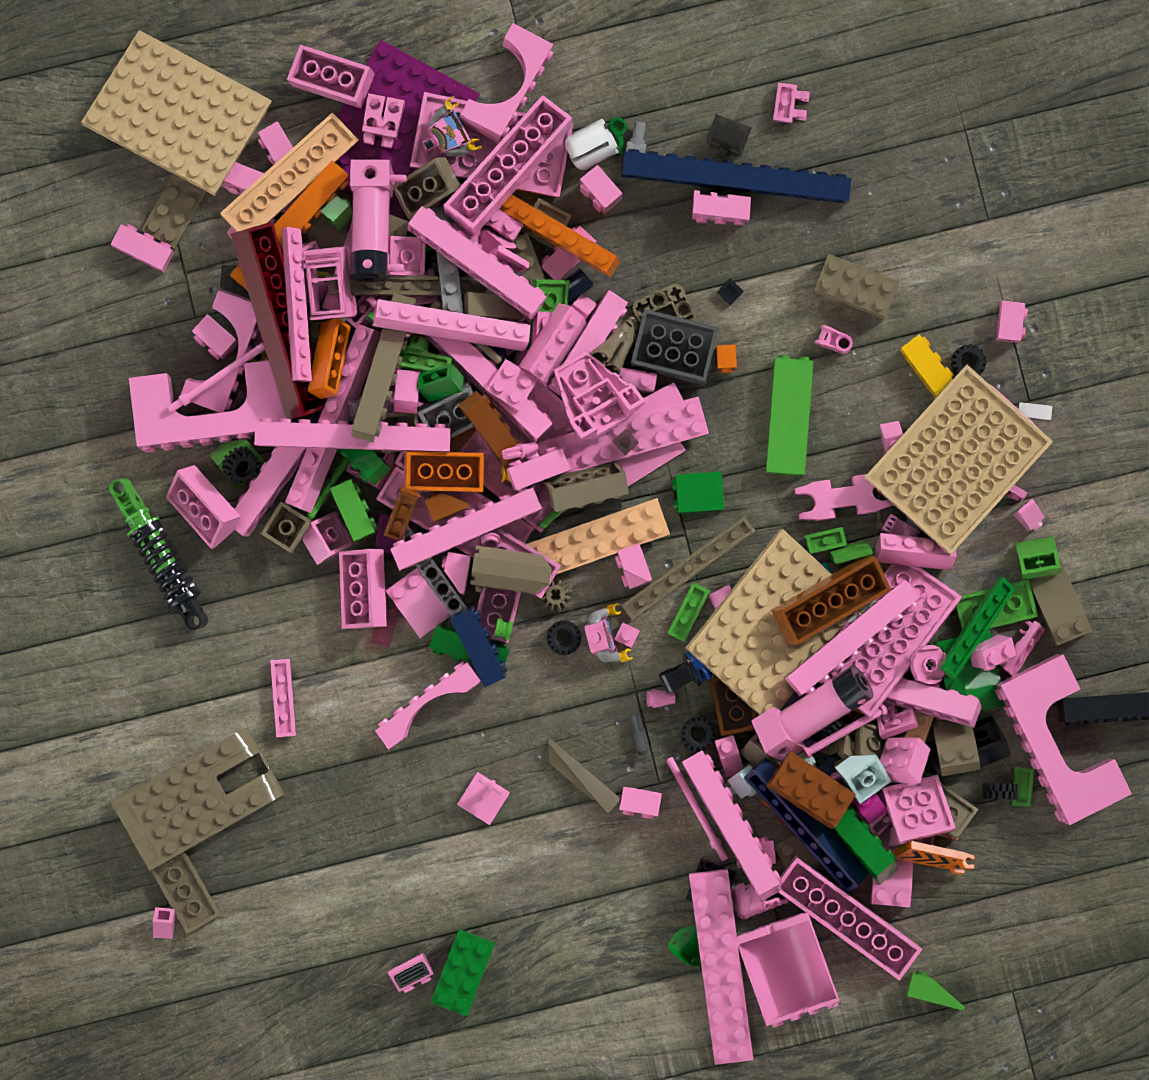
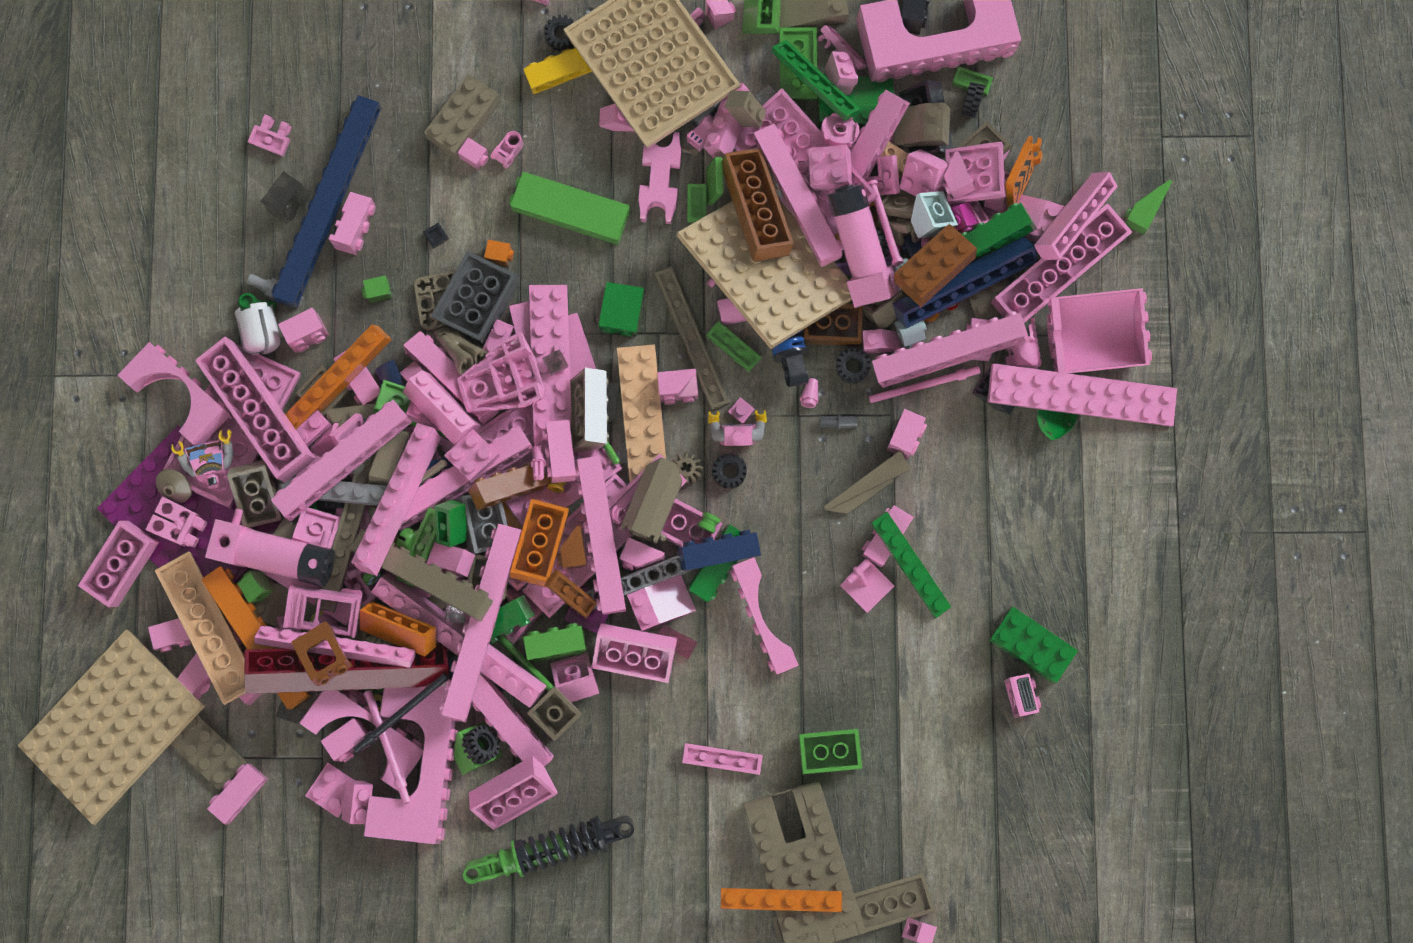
camera: 70 degrees left, 5 degrees down
(160, 361) = (356, 801): none -> bright pink brick
(160, 784) = (781, 900): none -> orange plate
(167, 336) = (329, 789): none -> bright pink plate
(221, 360) = (371, 736): none -> black bar
(296, 282) = (310, 640): none -> dark orange window
(313, 799) = (830, 751): none -> bright green brick
(417, 107) = (173, 486): none -> dark tan dish
(512, 835) = (910, 564): none -> green plate
(536, 806) = (876, 549): none -> bright pink brick
(660, 248) = (376, 289): none -> bright green brick
(821, 307) = (473, 153): none -> bright pink brick
(886, 663) = (830, 167): none -> bright pink brick
(900, 920) = (1075, 216): none -> bright pink brick
(907, 792) = (958, 178): none -> bright pink slope
(928, 565) = (745, 108): none -> dark tan brick

